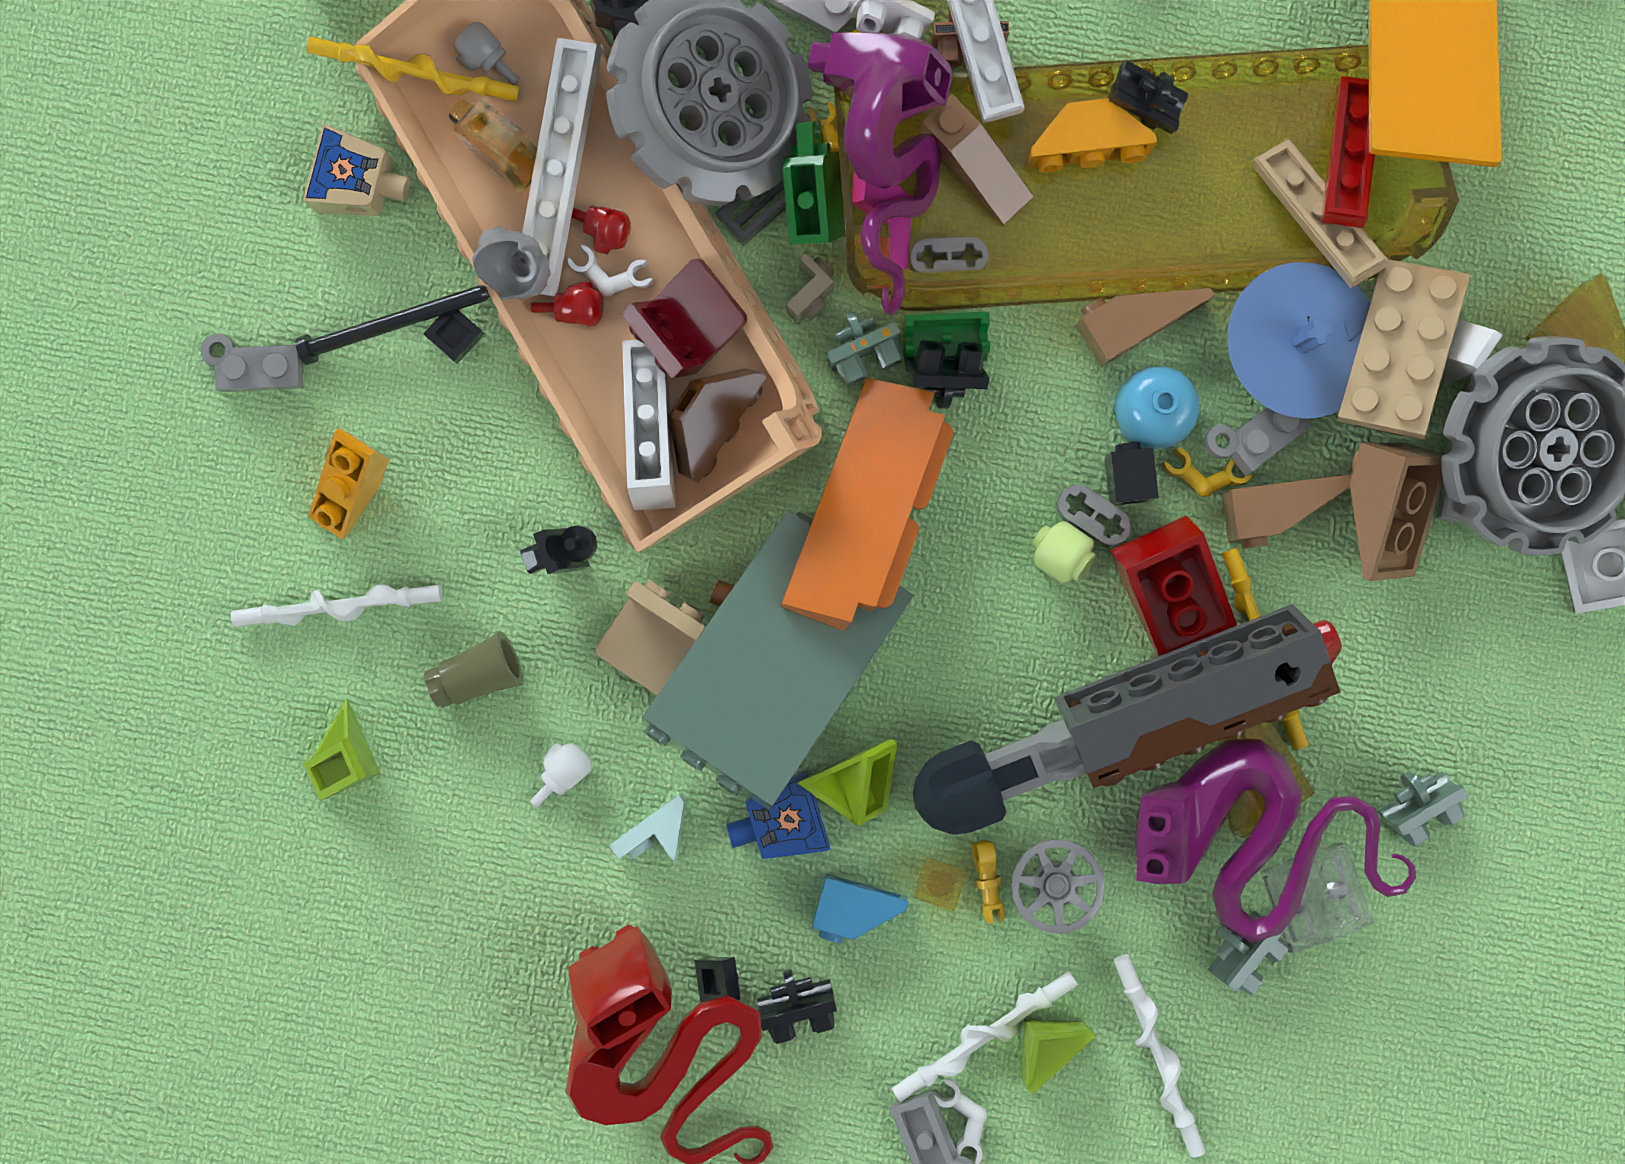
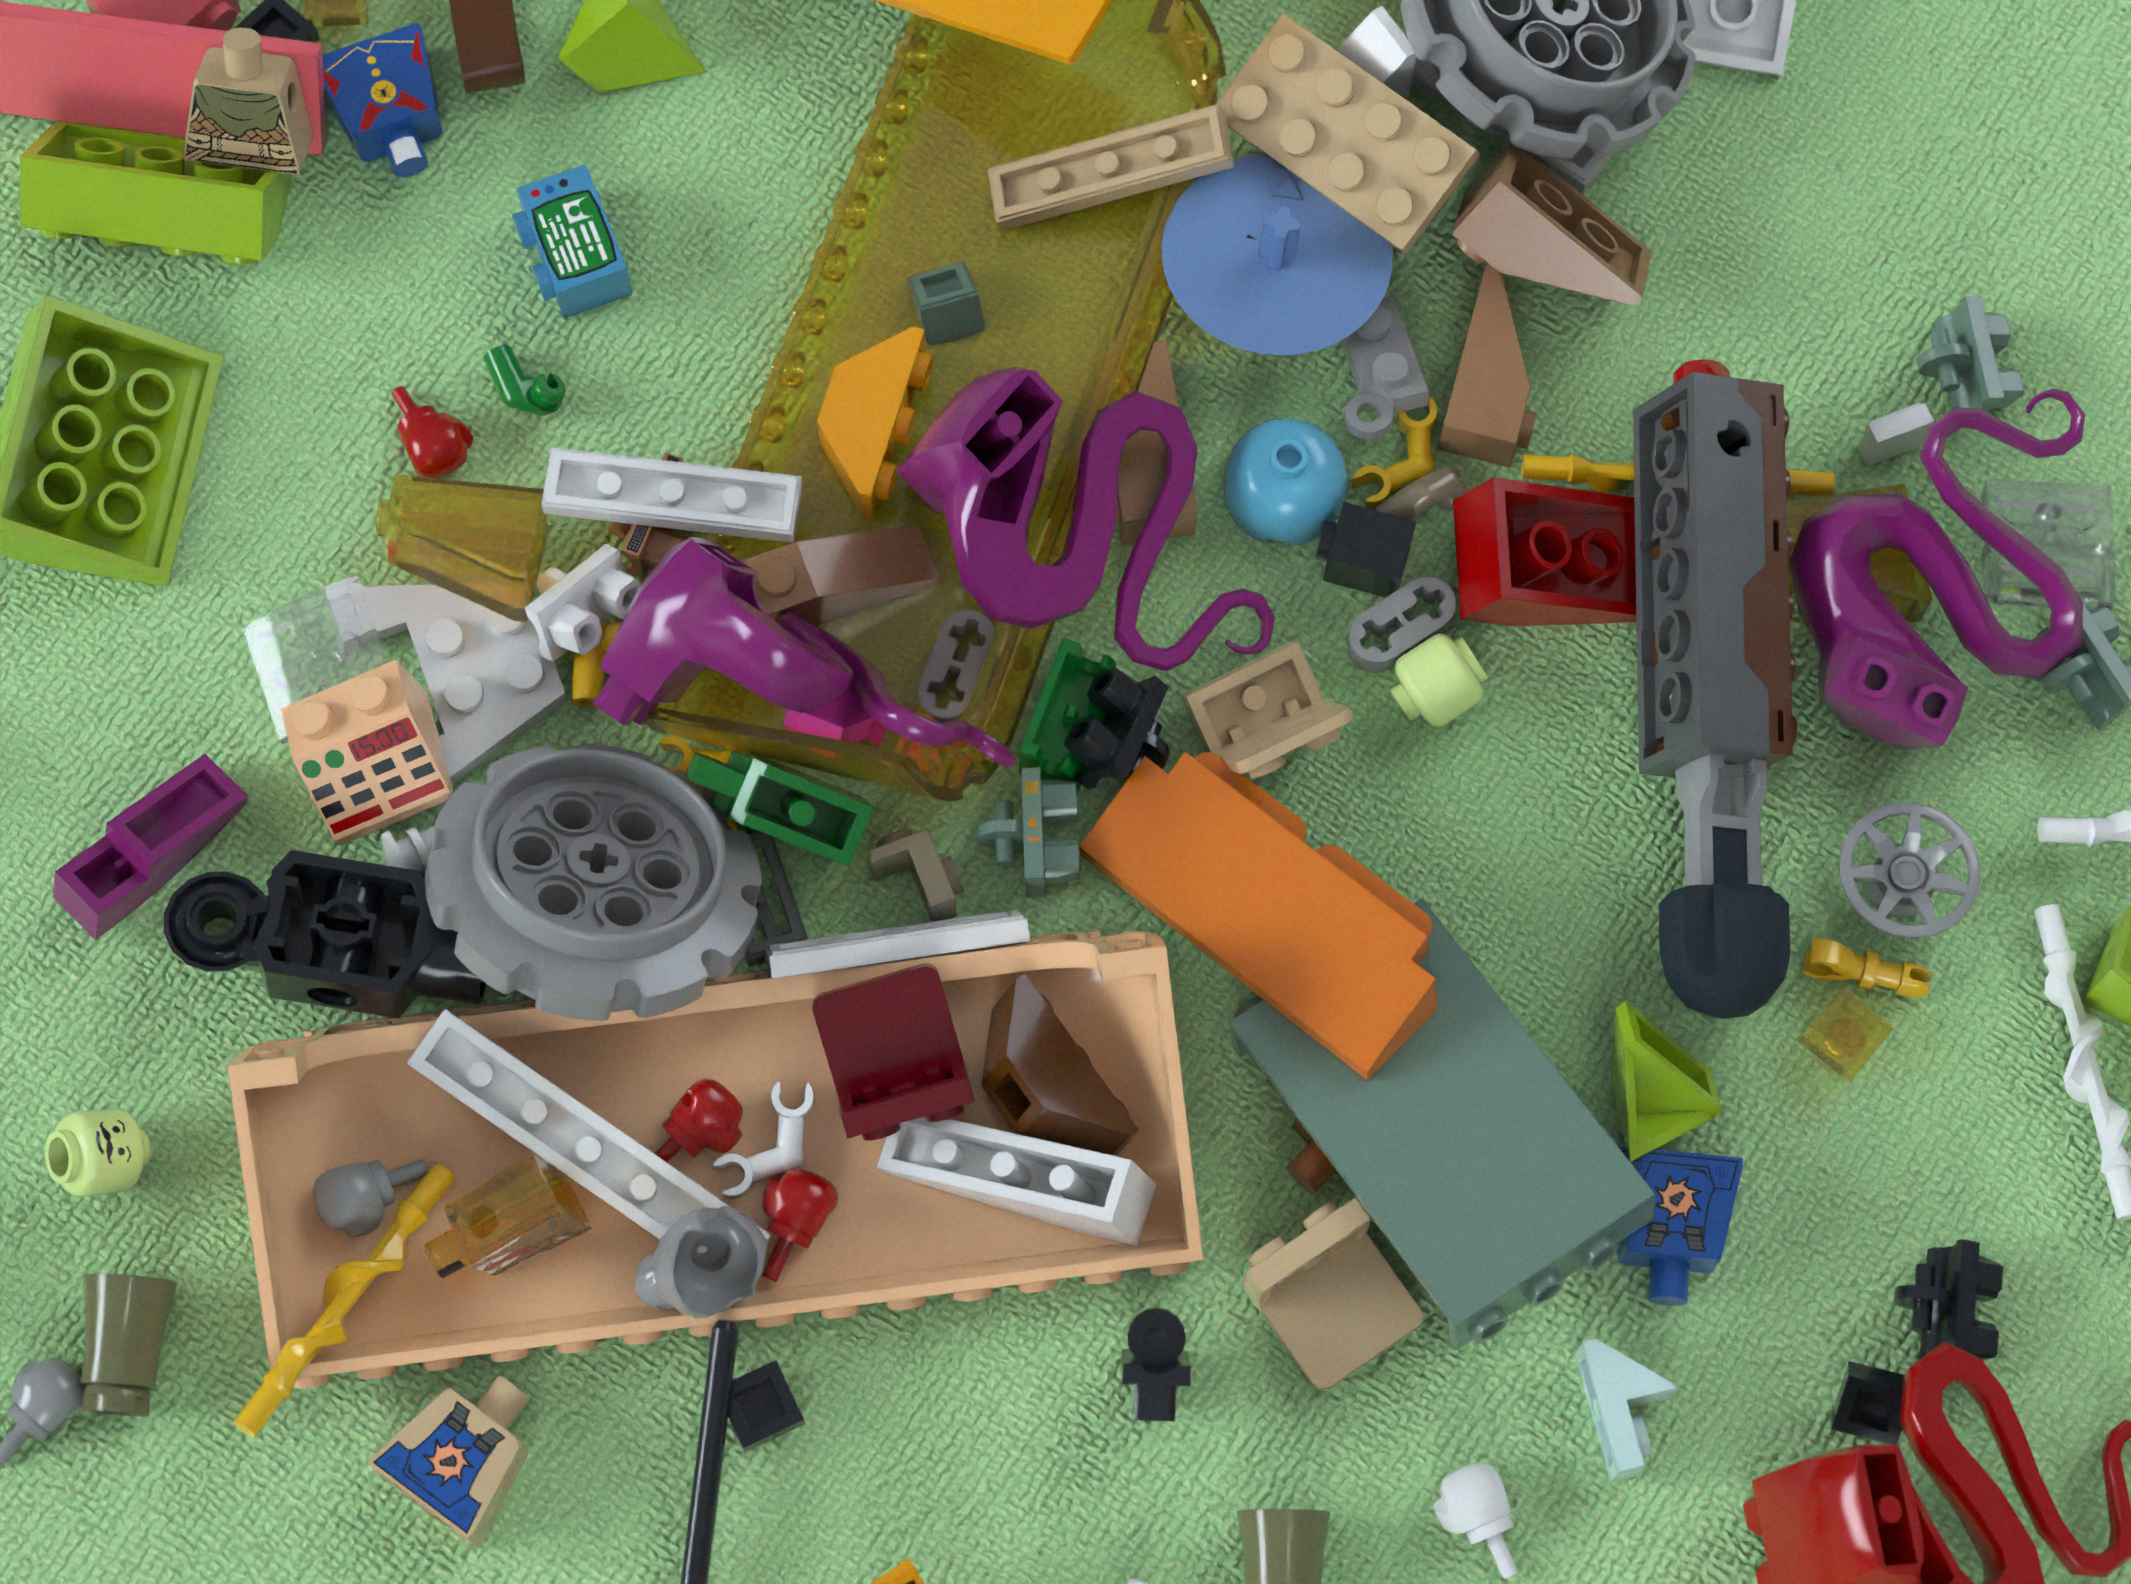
camera: 70 degrees left, 15 degrees down
(758, 293) = (896, 943): none -> white tile
(853, 908) = (1838, 1170): dark azure slope -> none
(994, 455) = (1264, 712): none -> tan bracket
(1071, 216) = (986, 471): none -> magenta hips
(1148, 97) = (855, 316): black hips -> none
(1187, 152) = (946, 303): none -> sand green slope
(1193, 502) = (1435, 487): none -> dark tan arm
(1349, 157) = (1047, 96): red tile -> none
(1351, 775) = (1895, 433): none -> white tile

